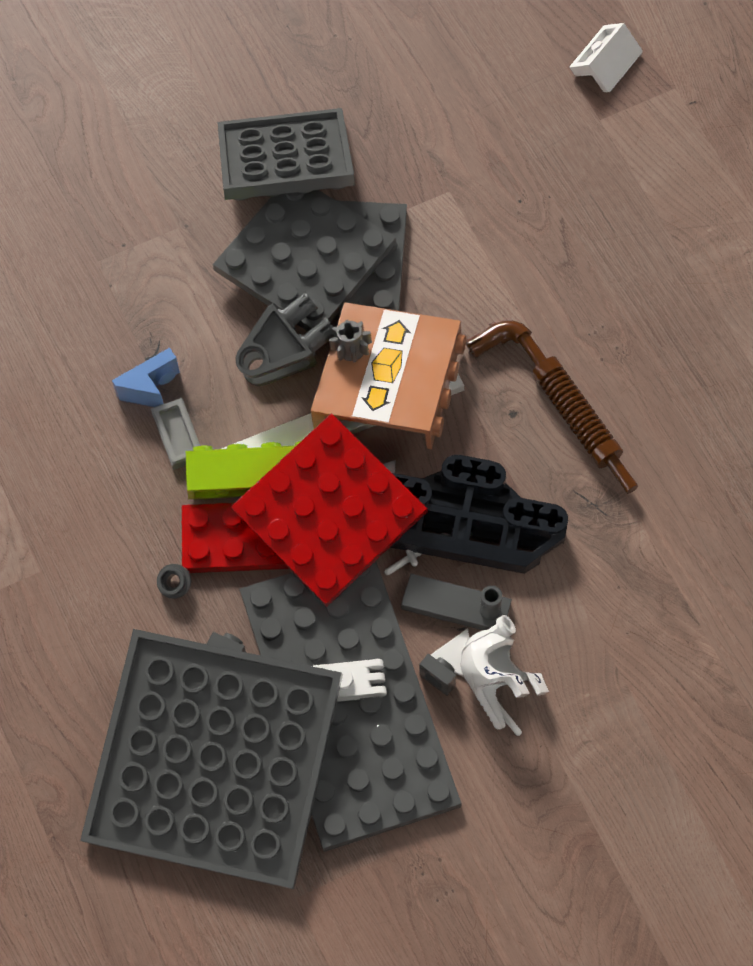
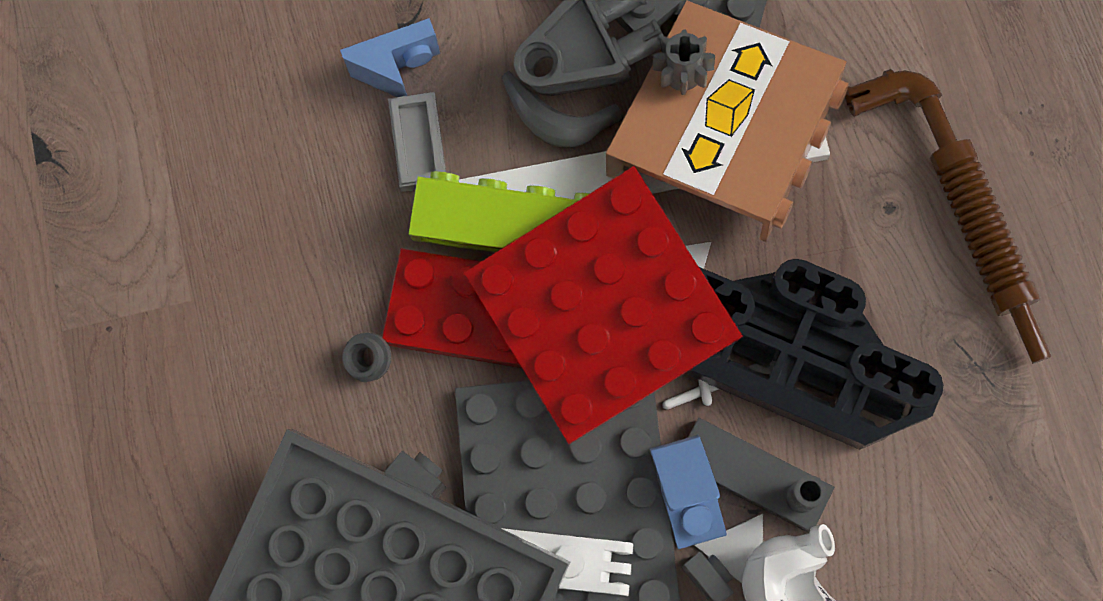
camera: 15 degrees right, 10 degrees up
(269, 403) = (552, 125): none -> dark grey piece
(413, 621) = (689, 491): none -> medium blue slope

